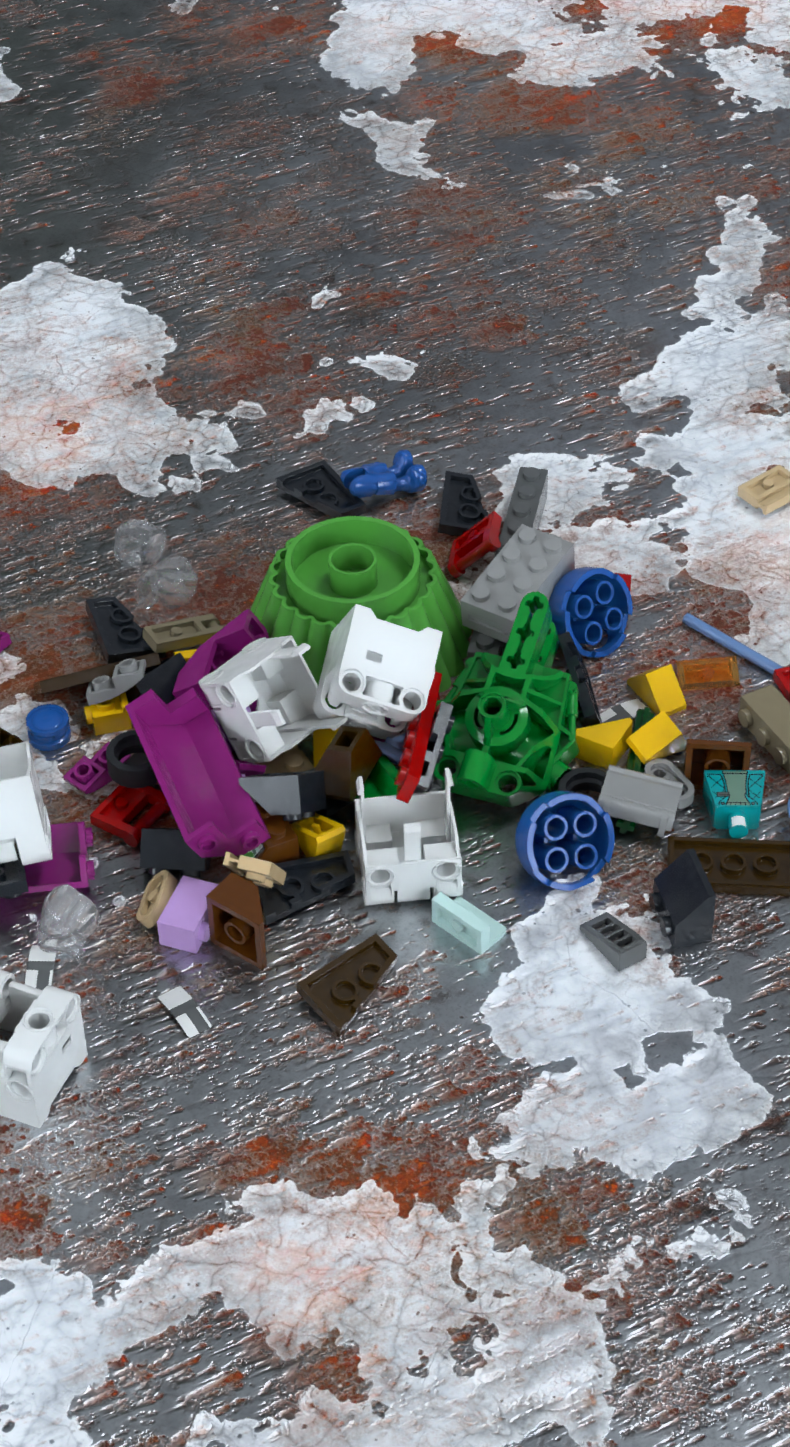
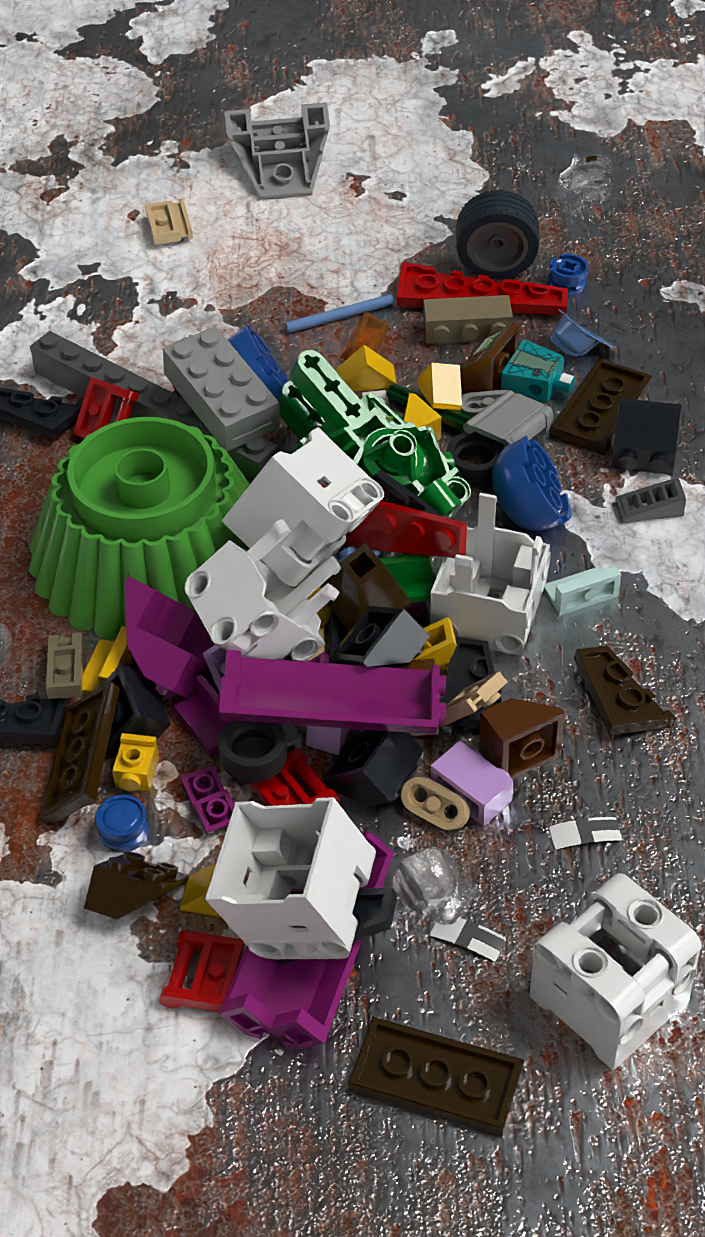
camera: 65 degrees left, 5 degrees up
(124, 677) = (129, 725): light grey slope -> none

